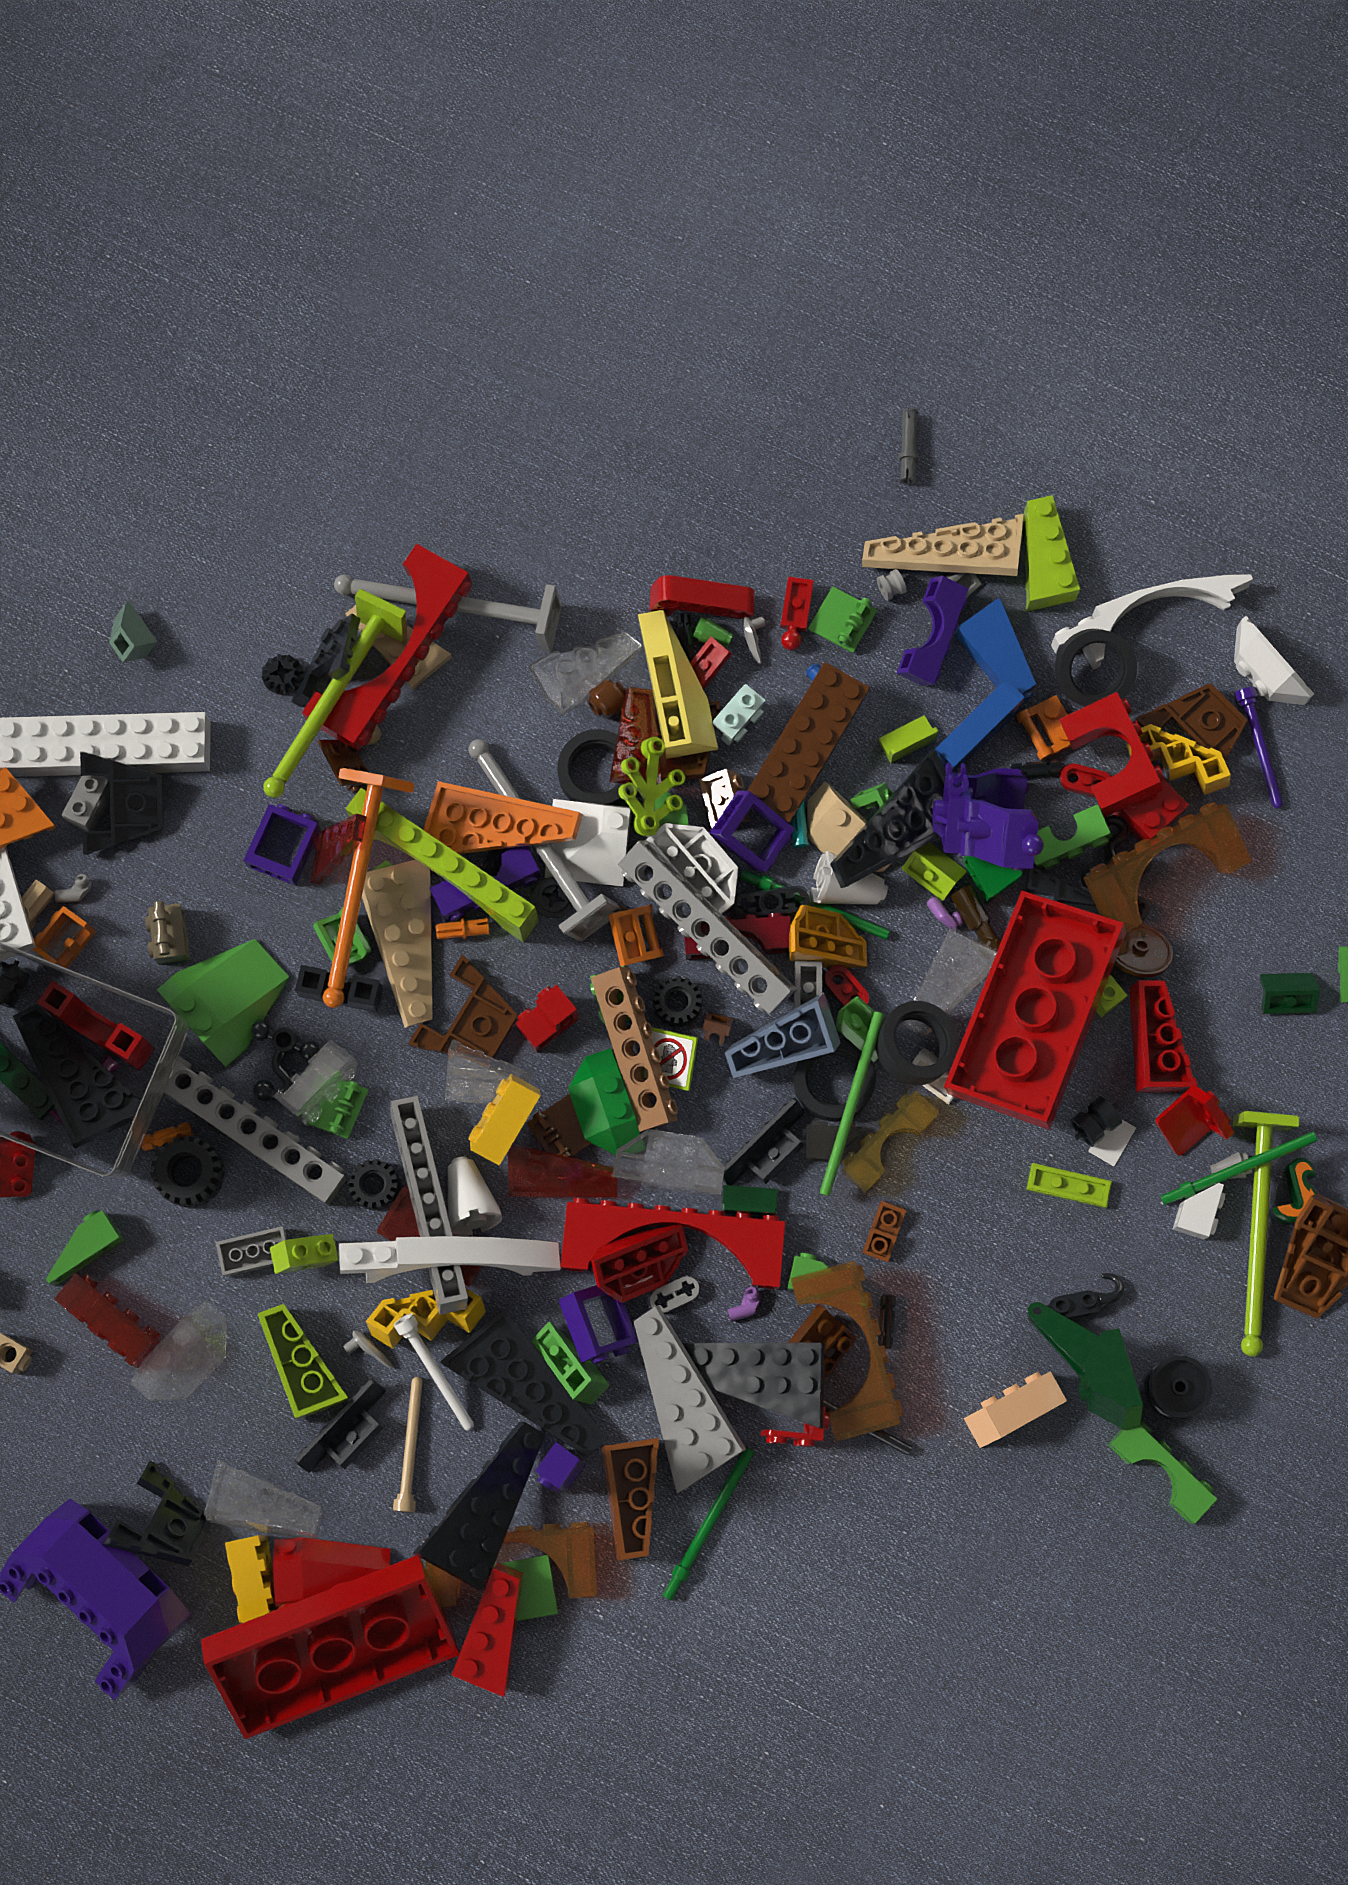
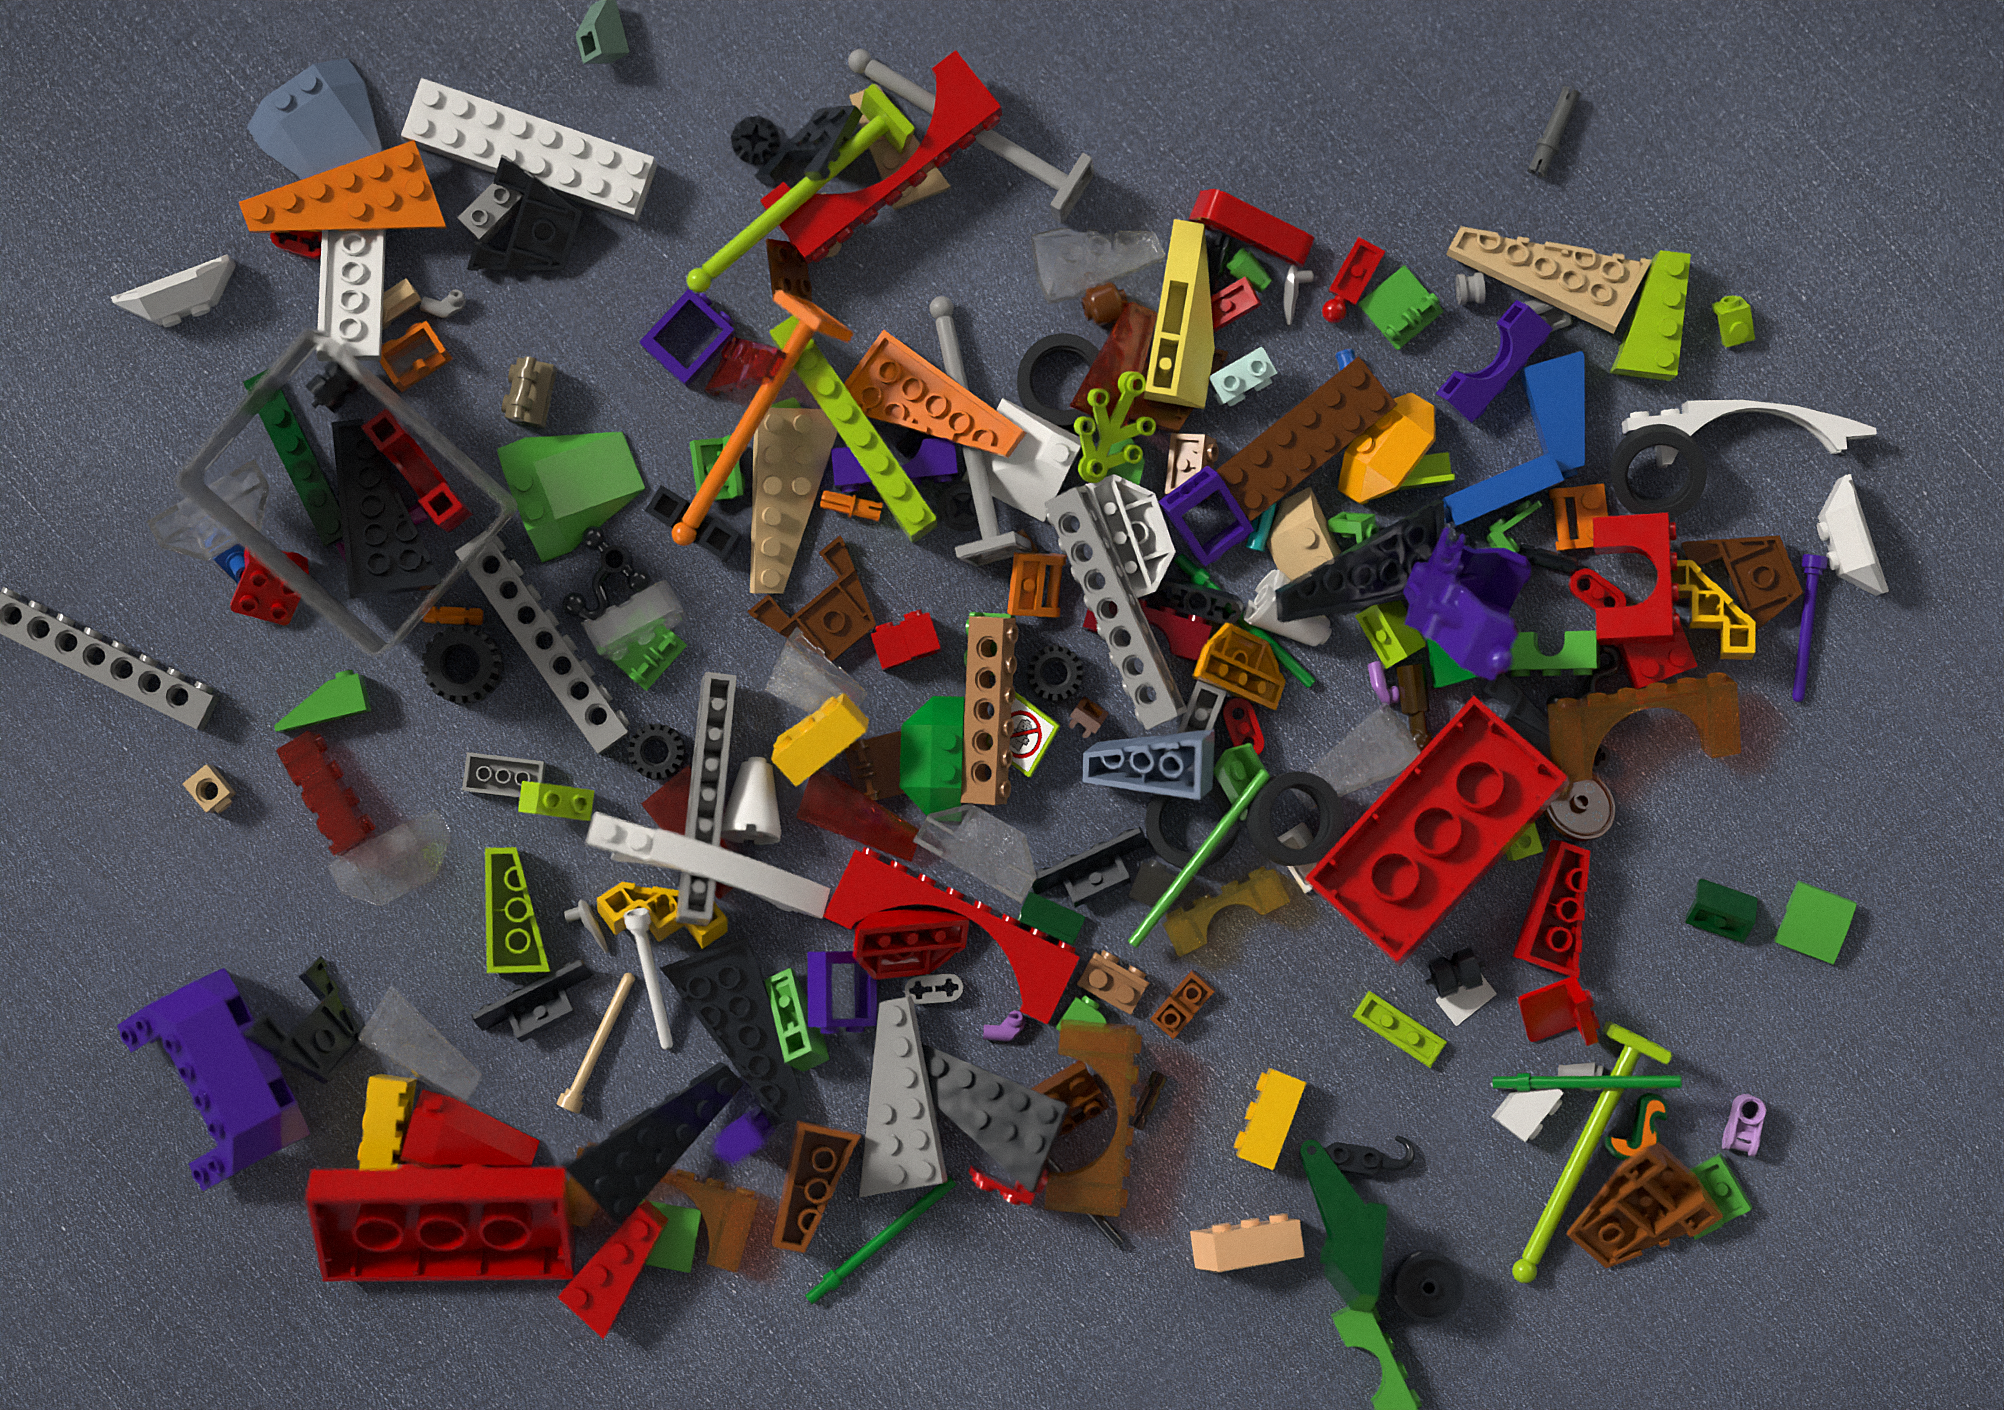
camera: 15 degrees right, 10 degrees up
(820, 1233) = (1112, 982): none -> medium nougat bracket
(876, 730) = (1388, 450): none -> light orange wedge
(988, 758) = (1497, 538): none -> bright green bracket
(992, 1297) = (1269, 1118): none -> yellow brick
(1106, 536) = (1734, 320): none -> lime bracket

